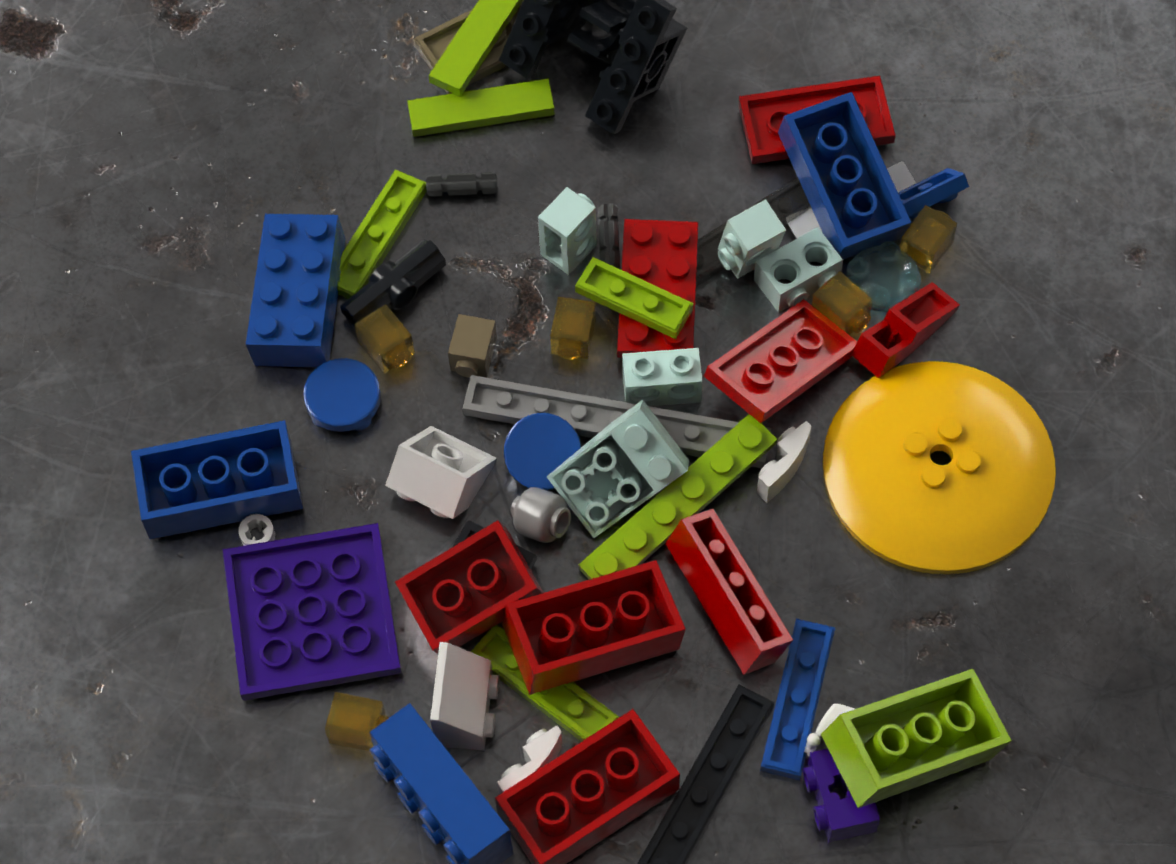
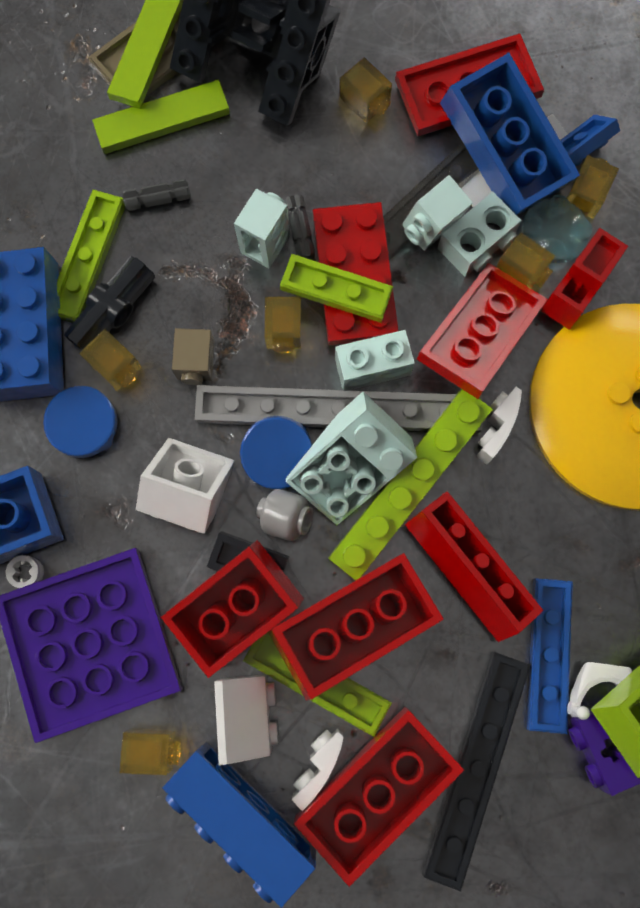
camera: 10 degrees left, 15 degrees up
(703, 110) = (365, 90): none -> clear yellow brick

